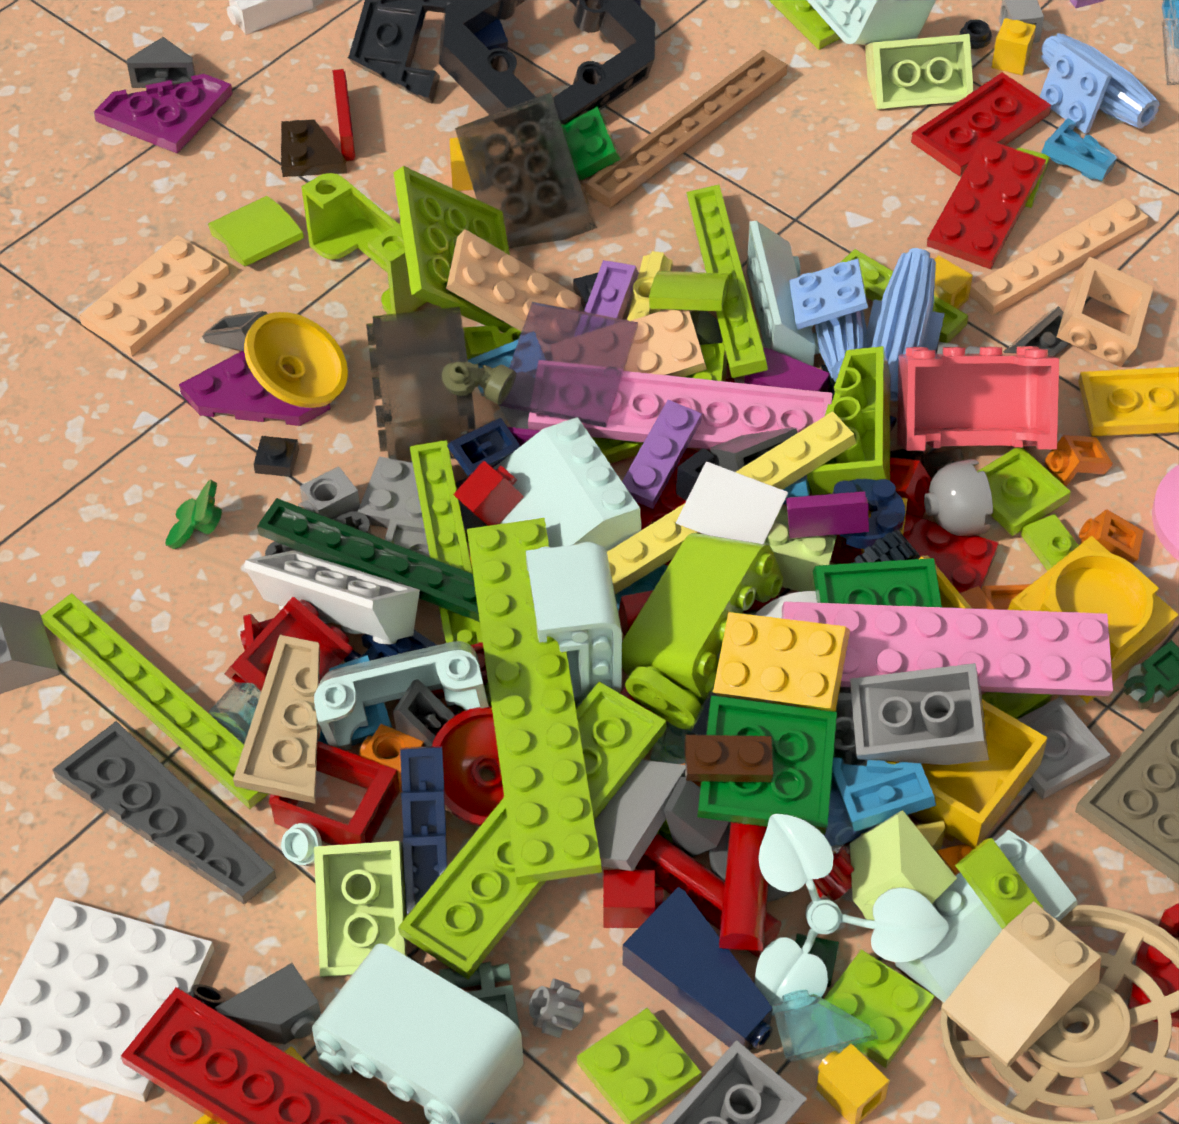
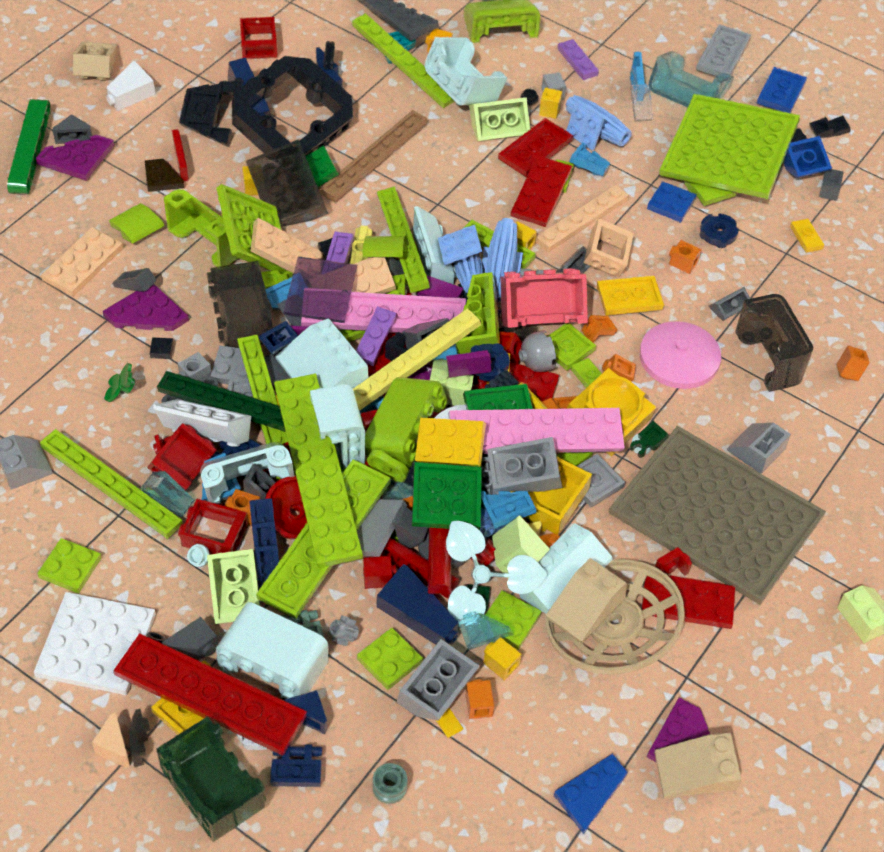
camera: 10 degrees left, 0 degrees up
(68, 847) = (69, 565): none -> lime plate
(84, 91) = (28, 146): none -> green beam
(147, 798) = (110, 536): dark grey wing -> none
(284, 729) = (183, 496): tan wing -> none
(295, 359) = (169, 294): yellow dish -> none
(463, 377) = (265, 299): olive arm -> none
(489, 493) = (283, 362): red brick -> none
(728, 758) = (426, 494): reddish brown plate -> none
(731, 505) = (416, 361): white sticker -> none
(996, 882) = (569, 549): lime plate -> none

